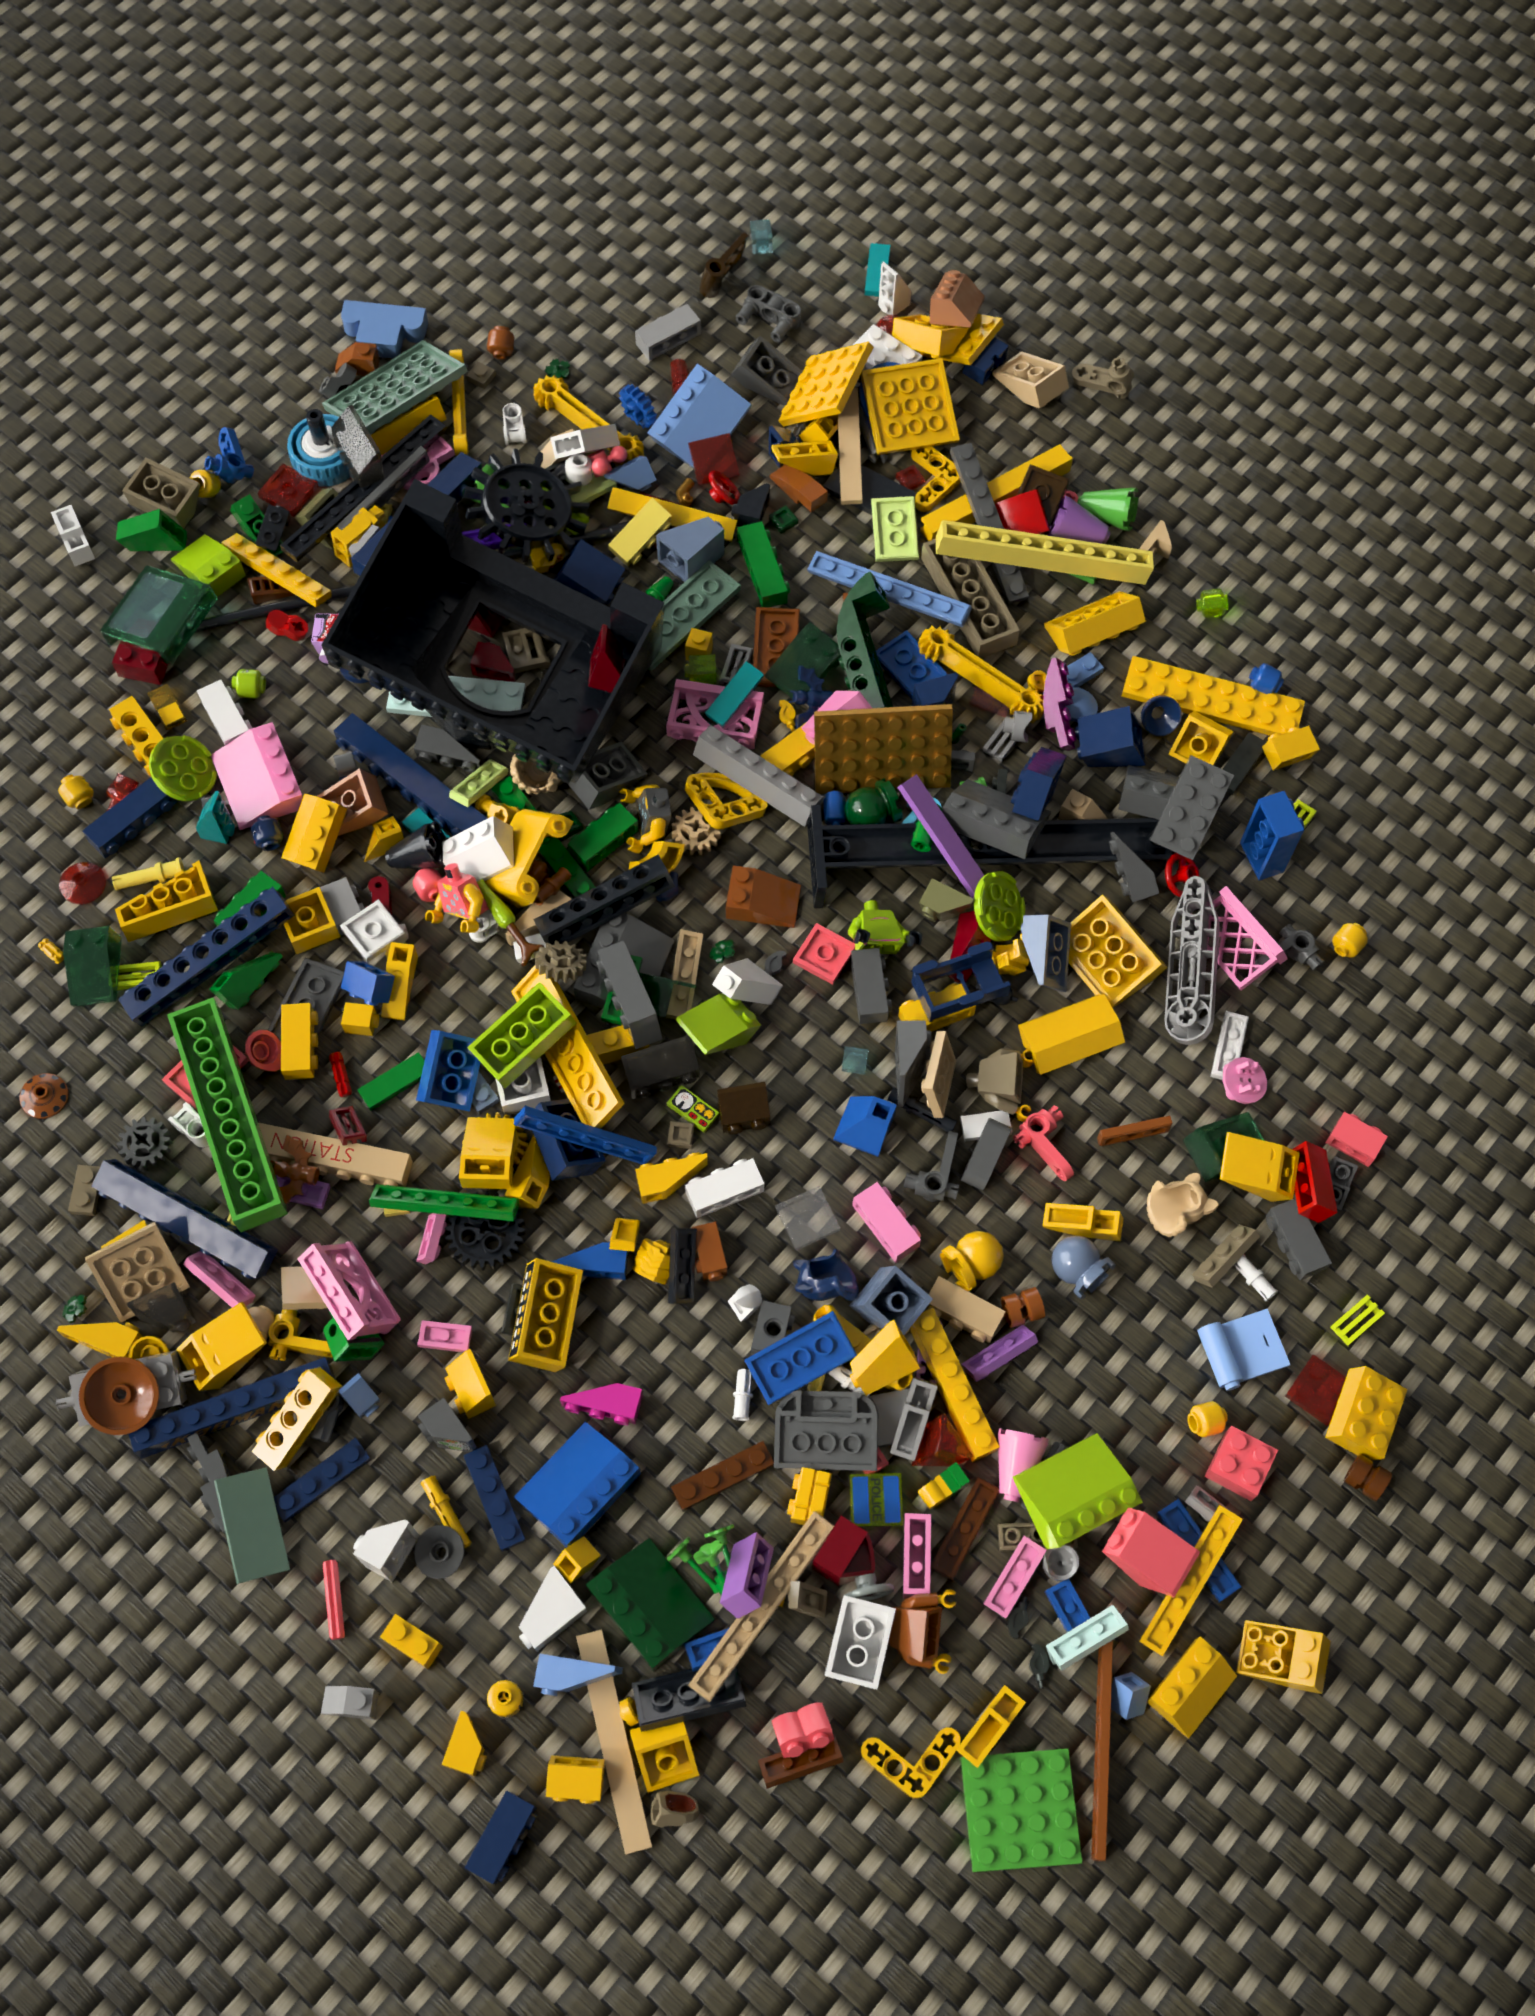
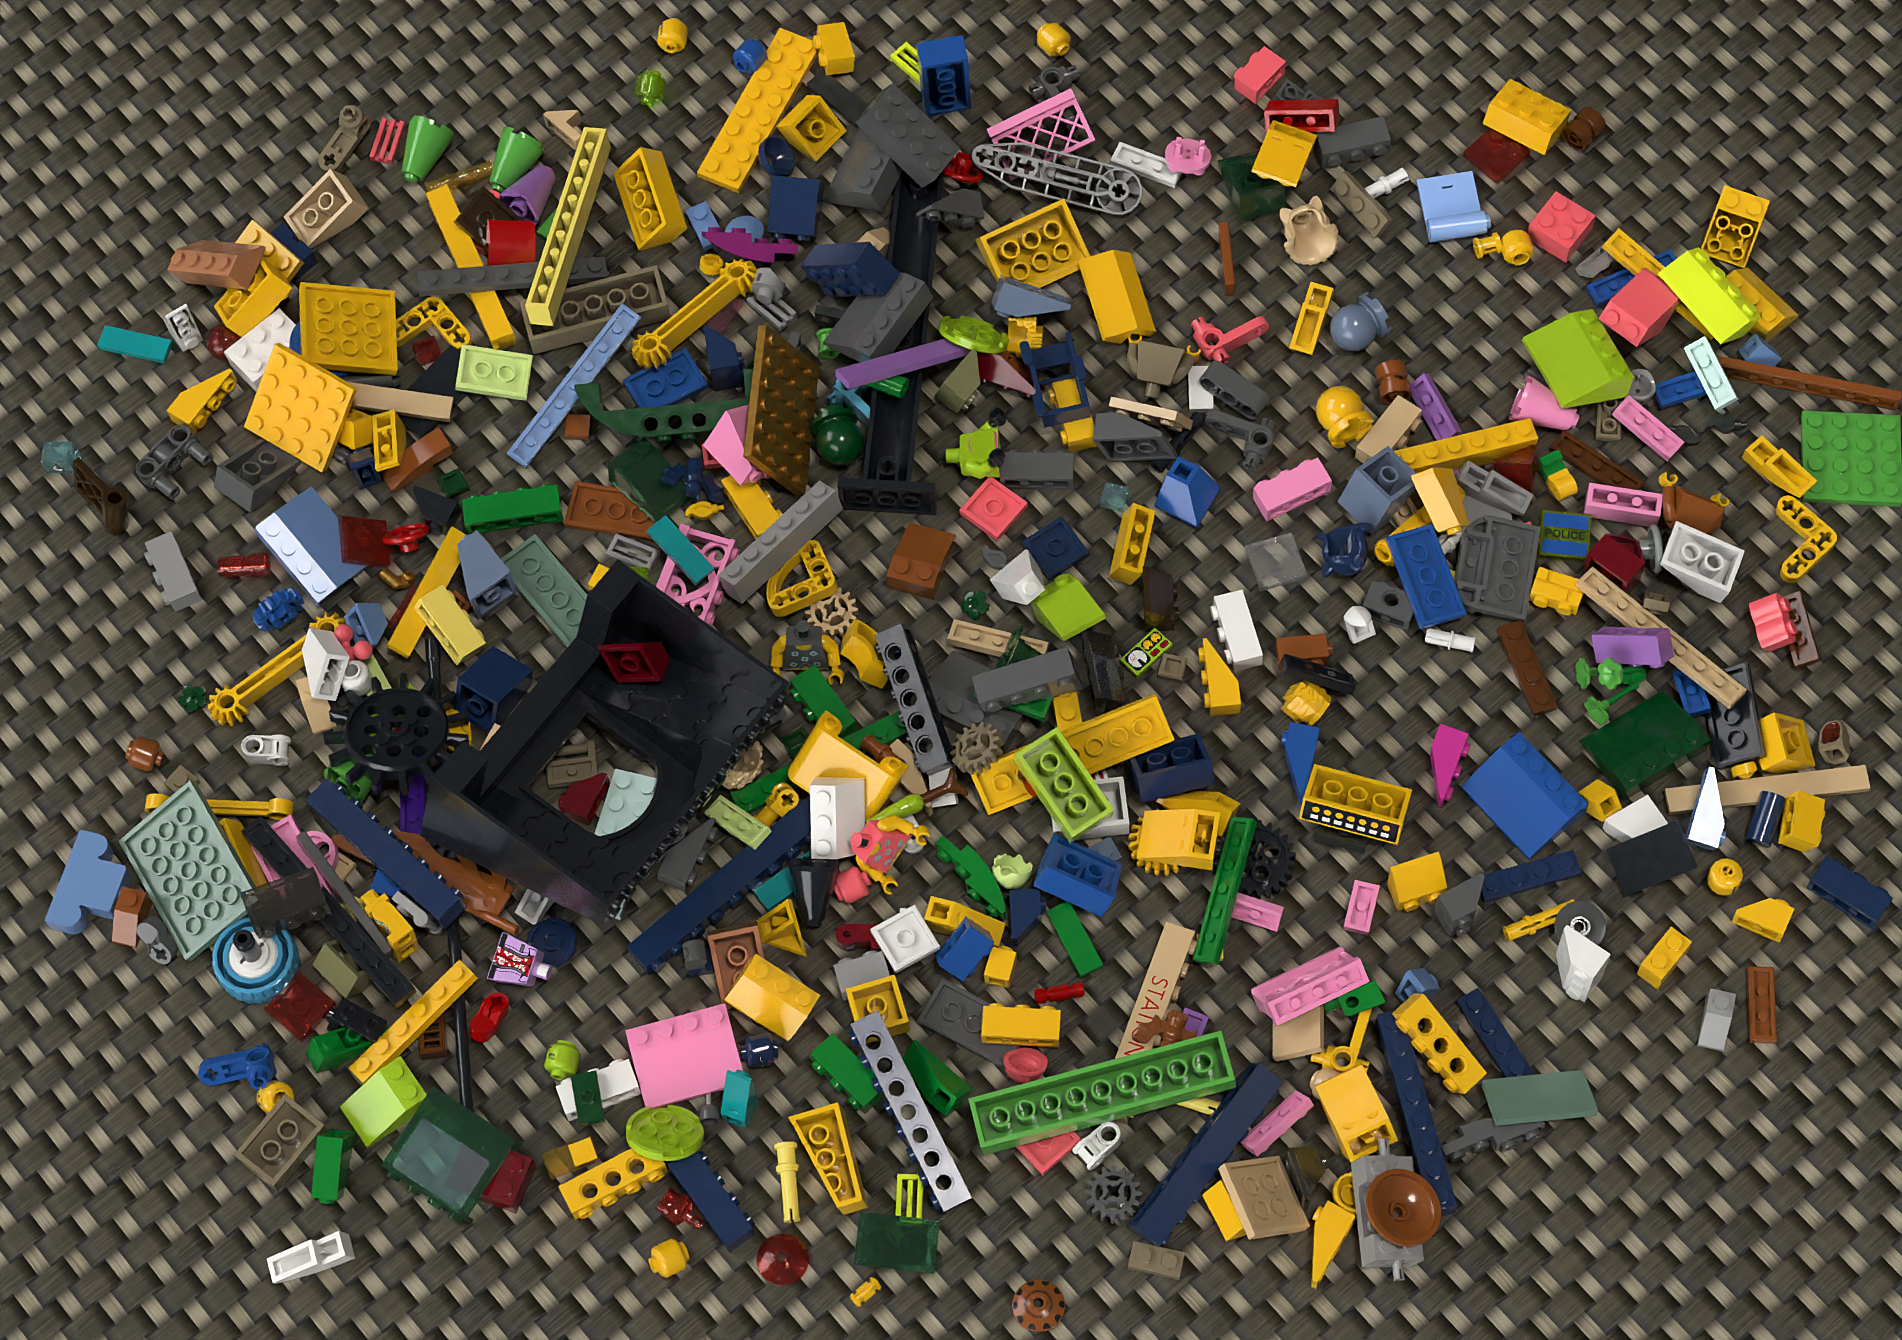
camera: 75 degrees left, 0 degrees up
(75, 1308) = (1289, 1272): dark green plant -> none
(208, 703) = (587, 1098): none -> dark green plate
(333, 1599) = (1615, 1031): coral axle -> none
(350, 1136) = (1124, 986): dark red tile -> none
(372, 1751) = (1761, 1005): none -> dark orange tile
(411, 1031) = (1025, 912): none -> dark blue slope
(440, 993) = (980, 883): none -> green slope
(452, 1014) = (1011, 871): none -> yellowish green hair
(514, 1617) = (1651, 858): none -> black tile
(575, 1739) = (1765, 818): none -> dark blue brick
(584, 1135) = (1178, 740): blue tile -> none
(624, 1234) = (1278, 725): yellow tile -> none
(661, 588) = (525, 618): green cone -> none
(792, 1014) = (1055, 548): none -> dark blue tile
(801, 1078) = (1132, 544): none -> yellow brick
(828, 321) = (198, 402): none -> yellow slope
(834, 808) = (829, 474): blue piece -> none
(1080, 465) = (462, 177): none -> clear yellow pin
(1107, 436) = (423, 147): none -> bright green cone
(1113, 410) = (379, 138): none -> coral tile
(1177, 1626) = (1710, 295): none -> neon yellow slope
(1204, 1388) = (1487, 245): none -> yellow bush
(1272, 612) = (672, 34): none -> yellow head
(1371, 1307) = (1416, 100): neon yellow tile -> none

